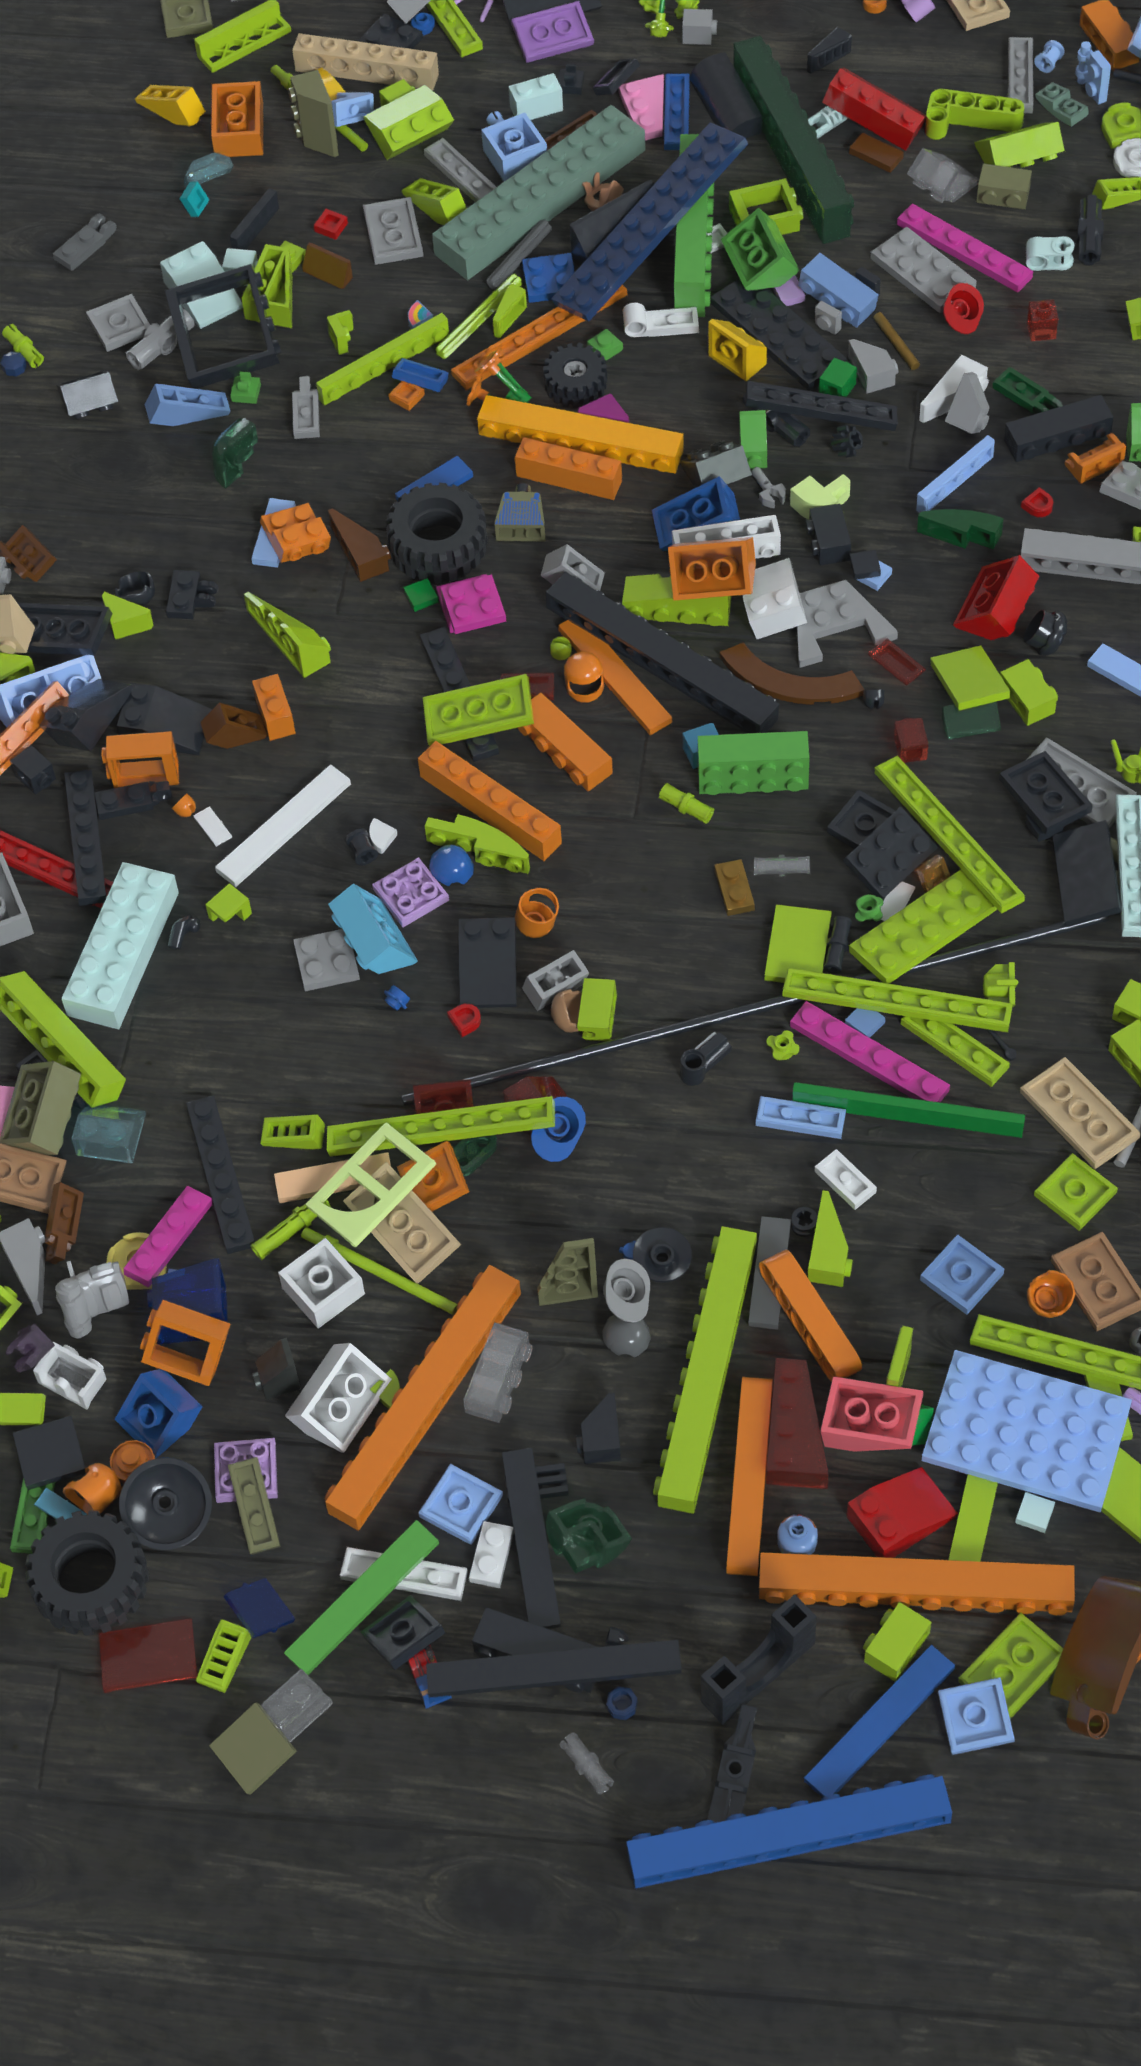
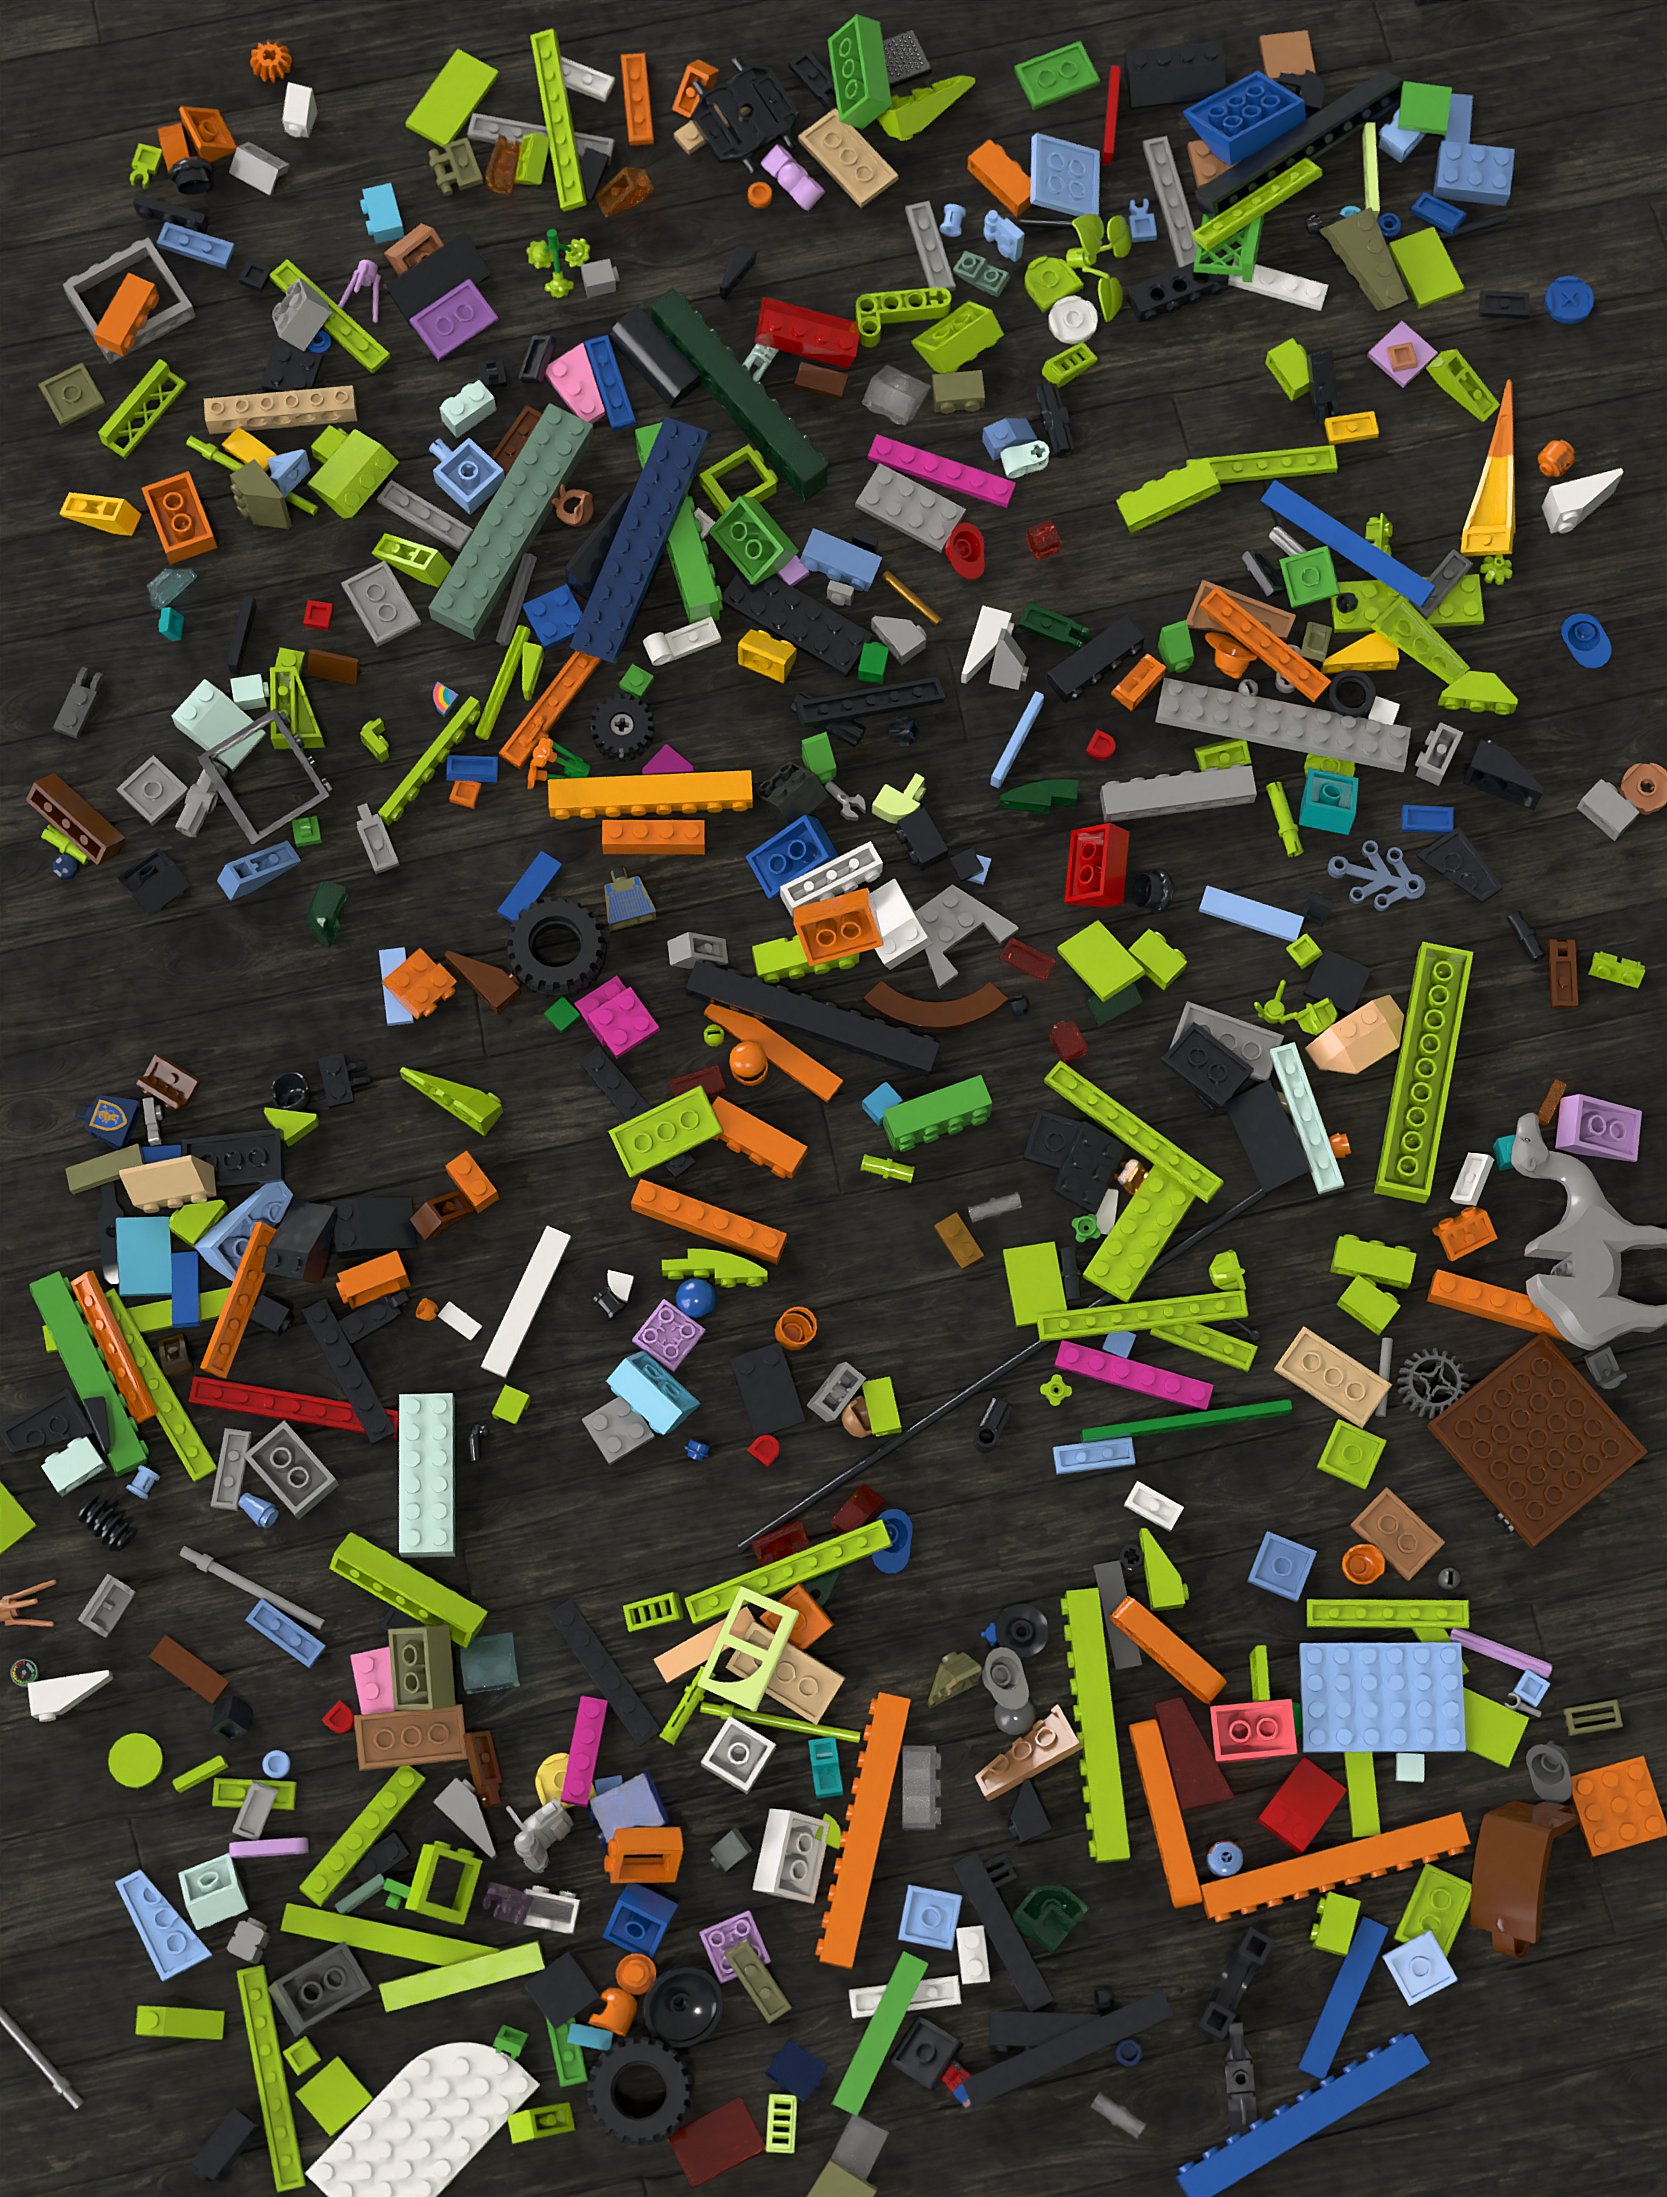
camera: 25 degrees left, 15 degrees up
(38, 324) = (75, 819): none -> reddish brown brick
(408, 1327) = (825, 1767): none -> teal slope
(624, 1376) = (1040, 1749): none -> medium nougat wing
(1035, 225) = (1006, 434): none -> medium blue slope

